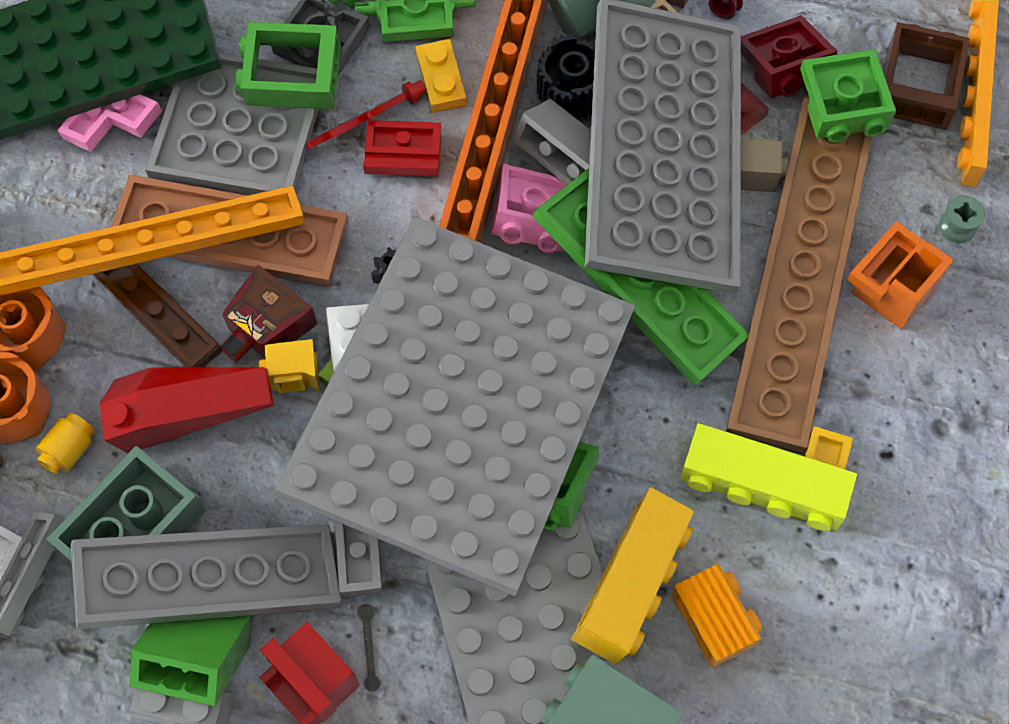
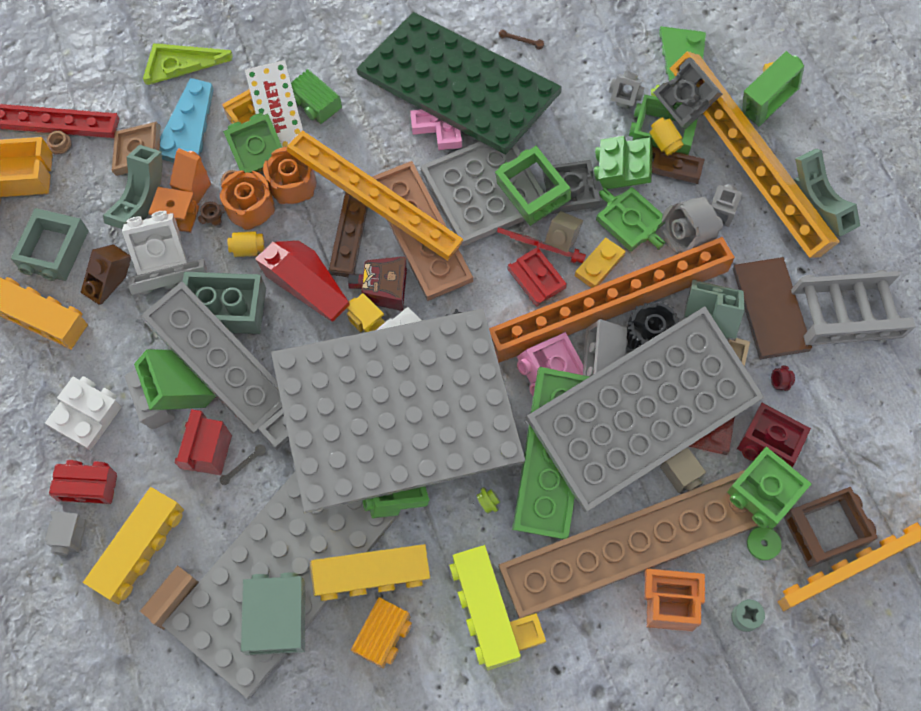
camera: 55 degrees right, 0 degrees up
(374, 79) = (563, 231): none -> dark tan brick
(639, 387) = (488, 500): none -> lime plate
(888, 161) = (757, 549): none -> bright green wheel

